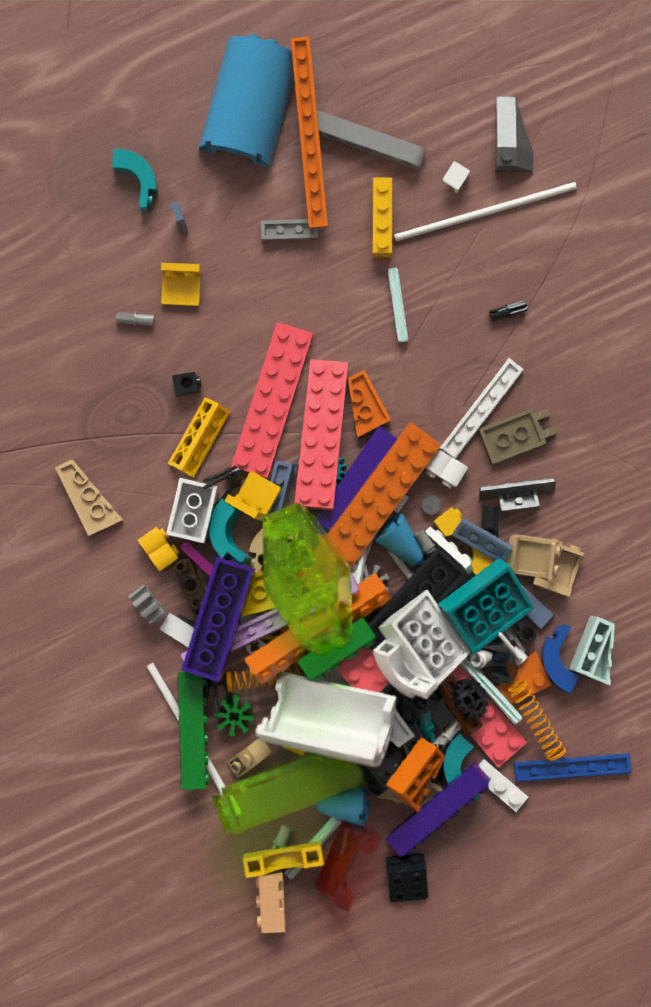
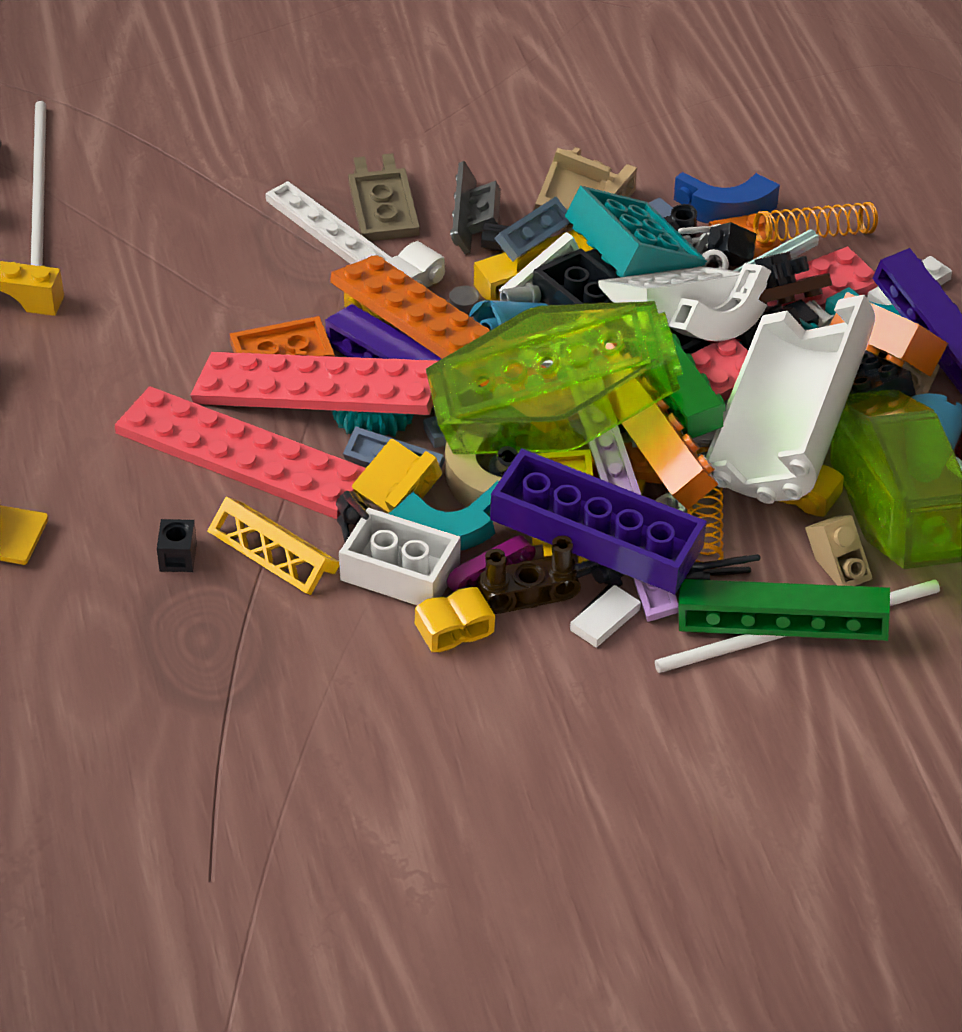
camera: 80 degrees left, 40 degrees down
(86, 499) = (351, 707): tan wing -> none
(135, 318) = (38, 598): light grey axle -> none
(147, 605) = (551, 635): light grey gear -> none
(233, 721) = (777, 556): green gear -> none
(398, 307) = (141, 292): light aqua axle -> none
(508, 310) = (195, 185): black axle -> none
(572, 767) = (889, 202): blue tile -> none
(595, 650) = (717, 159): light aqua wedge -> none

